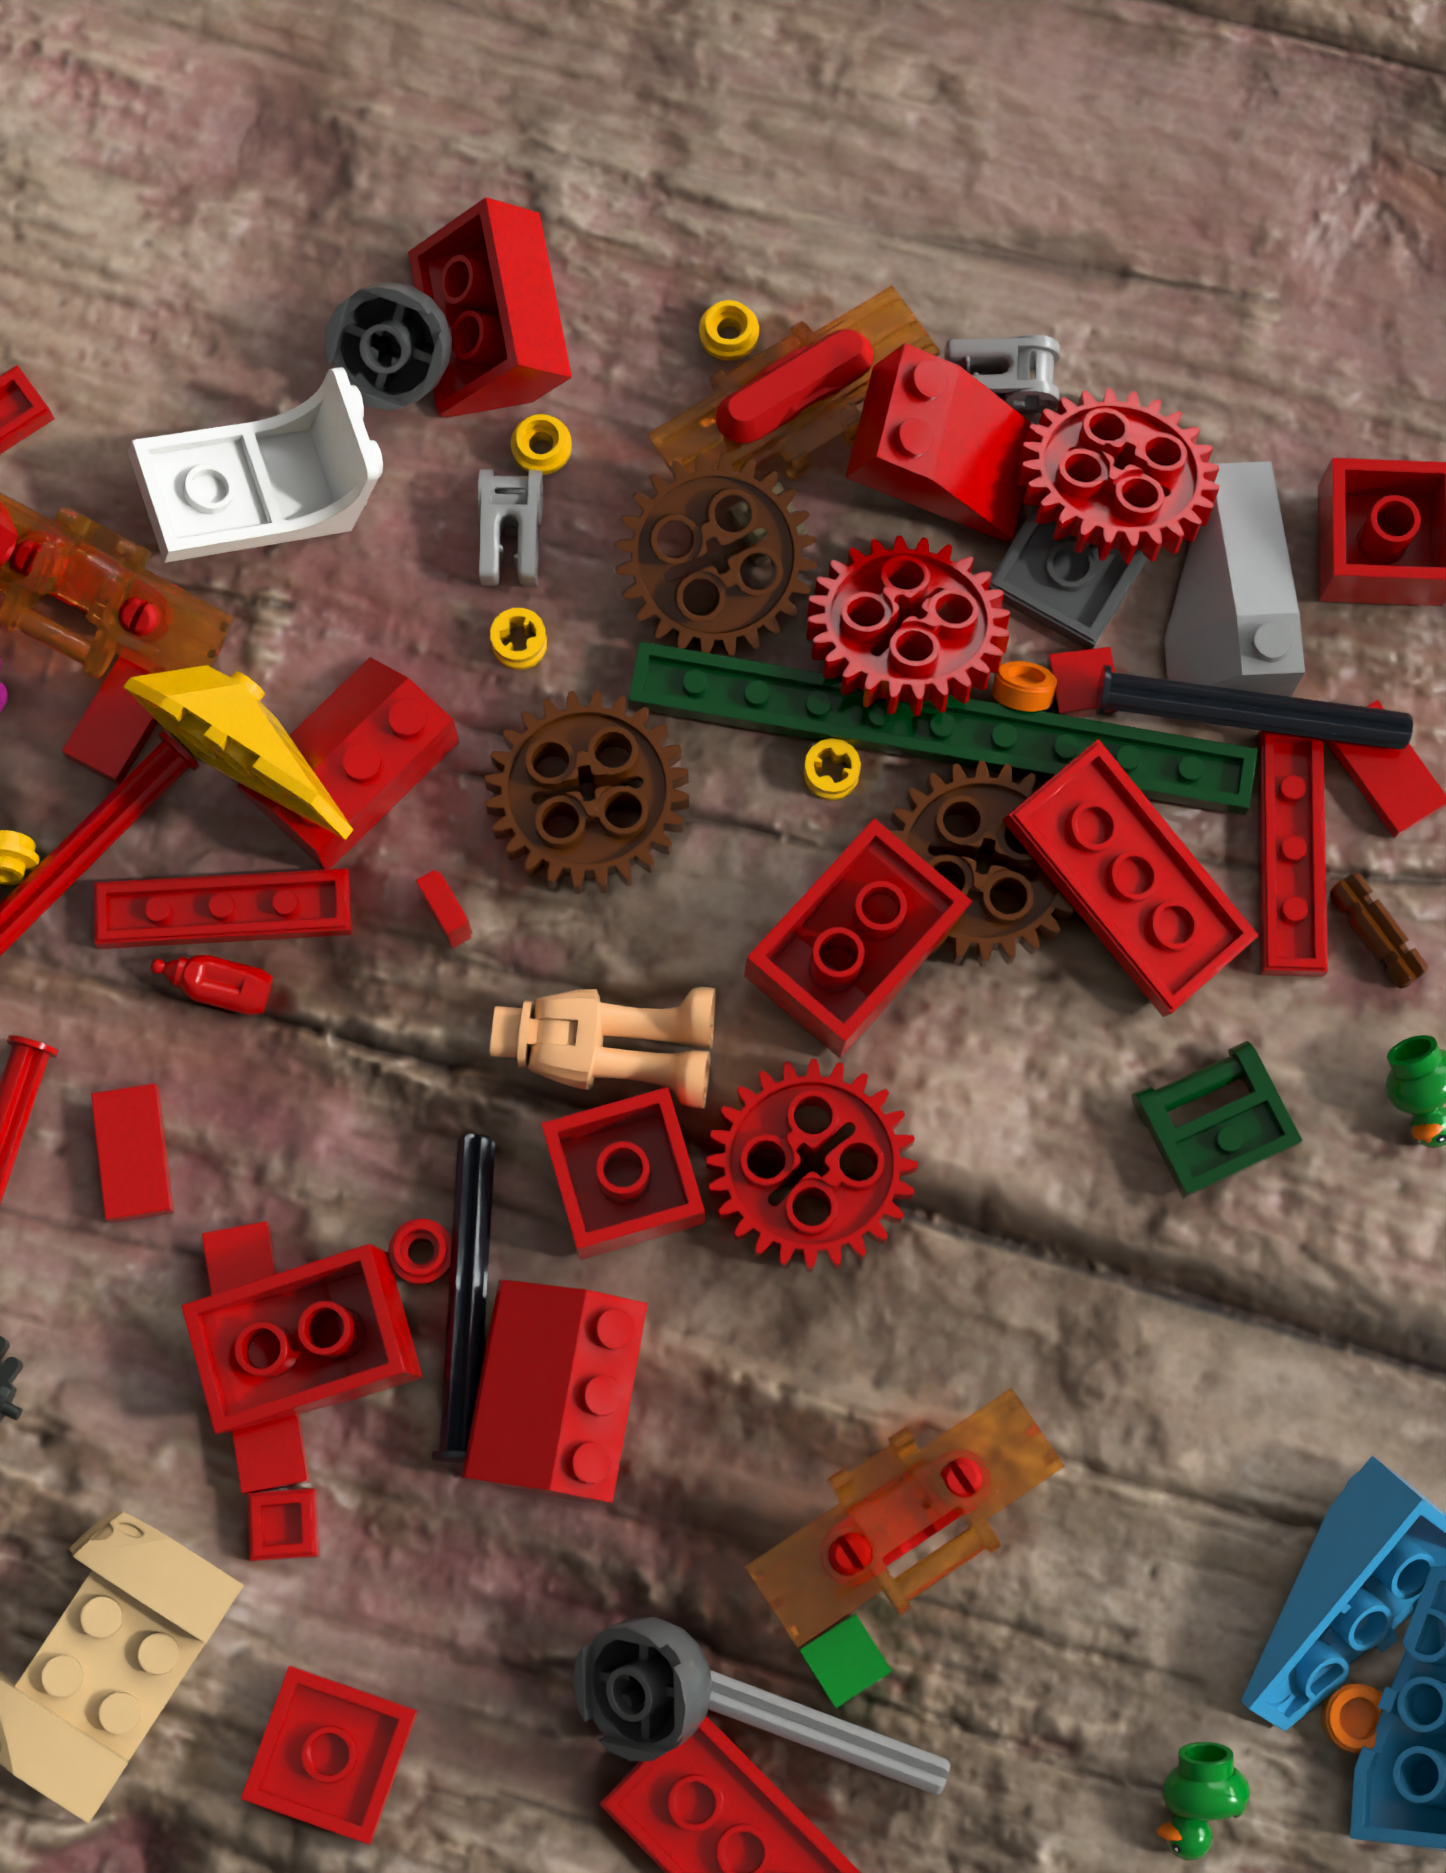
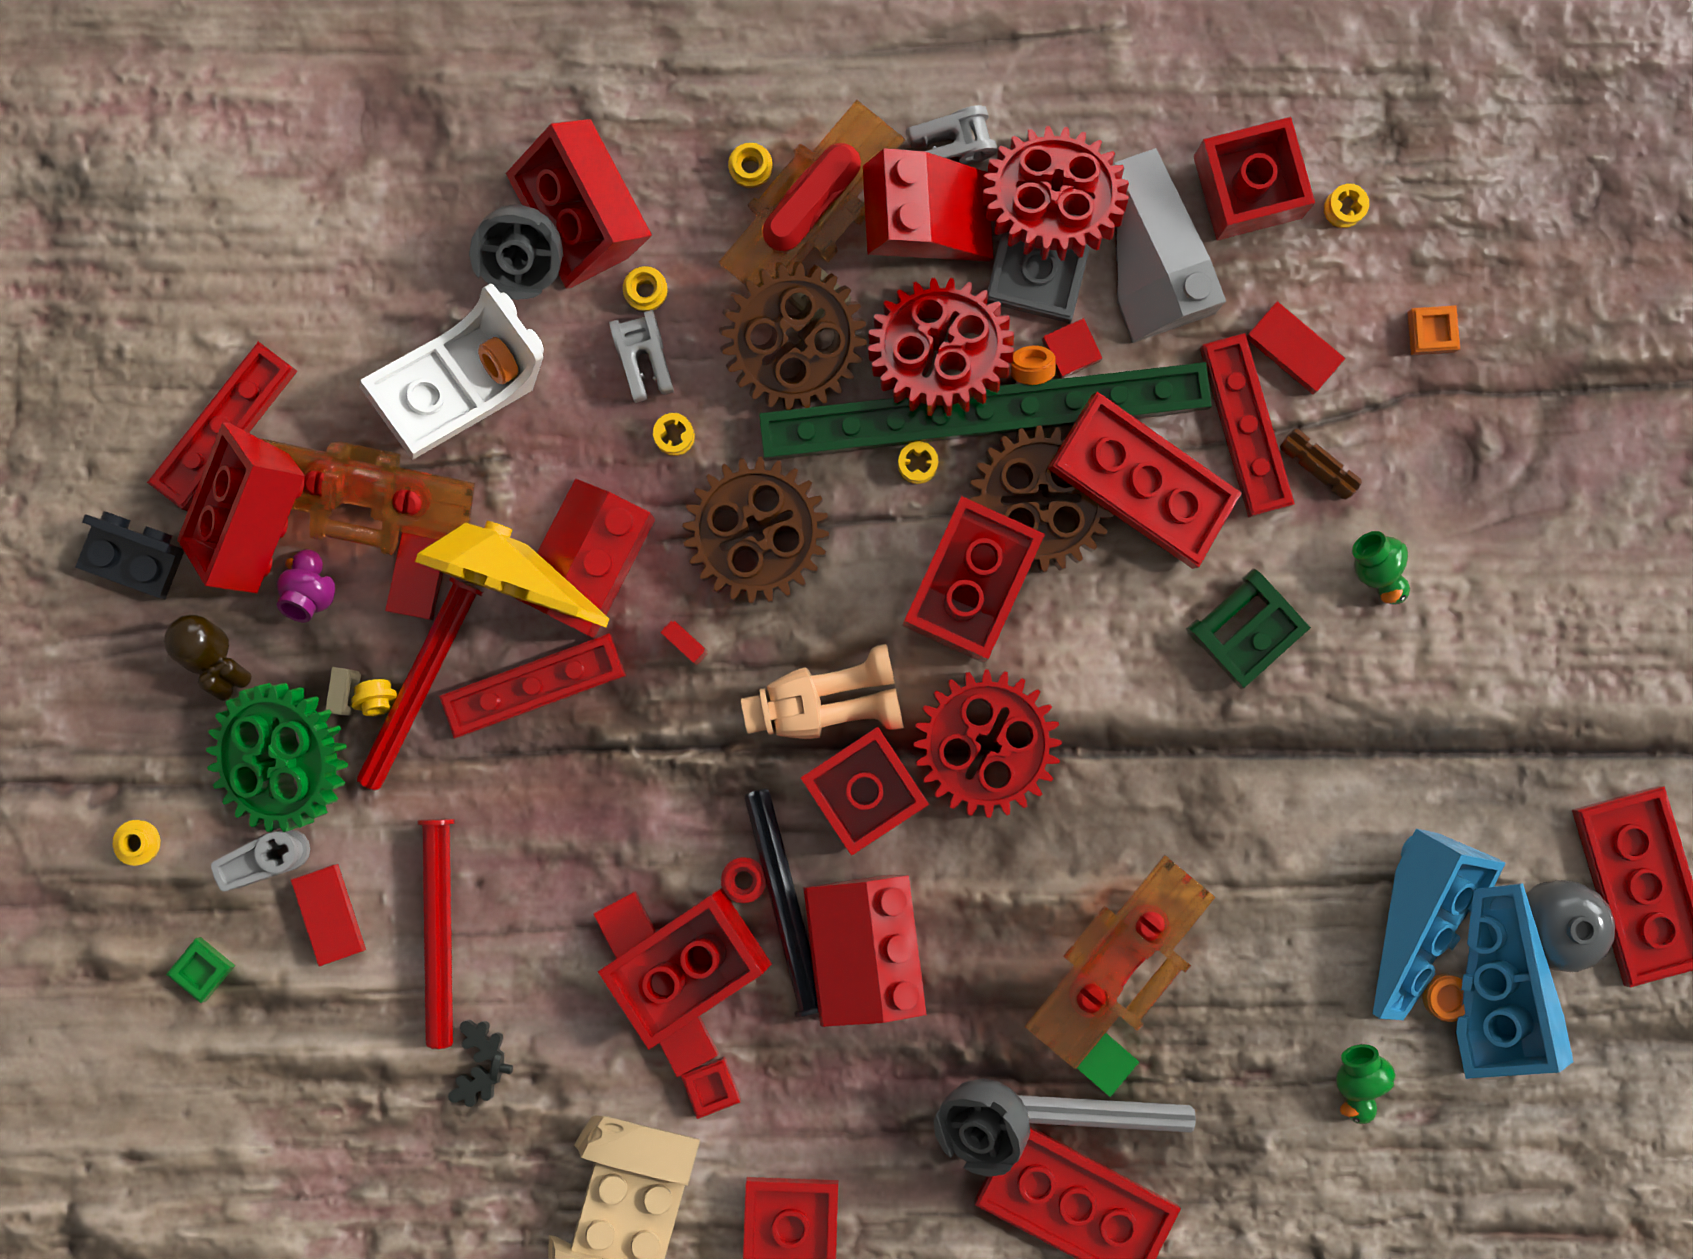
camera: 15 degrees left, 10 degrees up
(132, 1153) = (527, 872): red tile -> none
(219, 982) = (547, 738): red piece -> none
(318, 473) = (498, 360): none -> orange tile
(1252, 710) = (1194, 336): black axle -> none

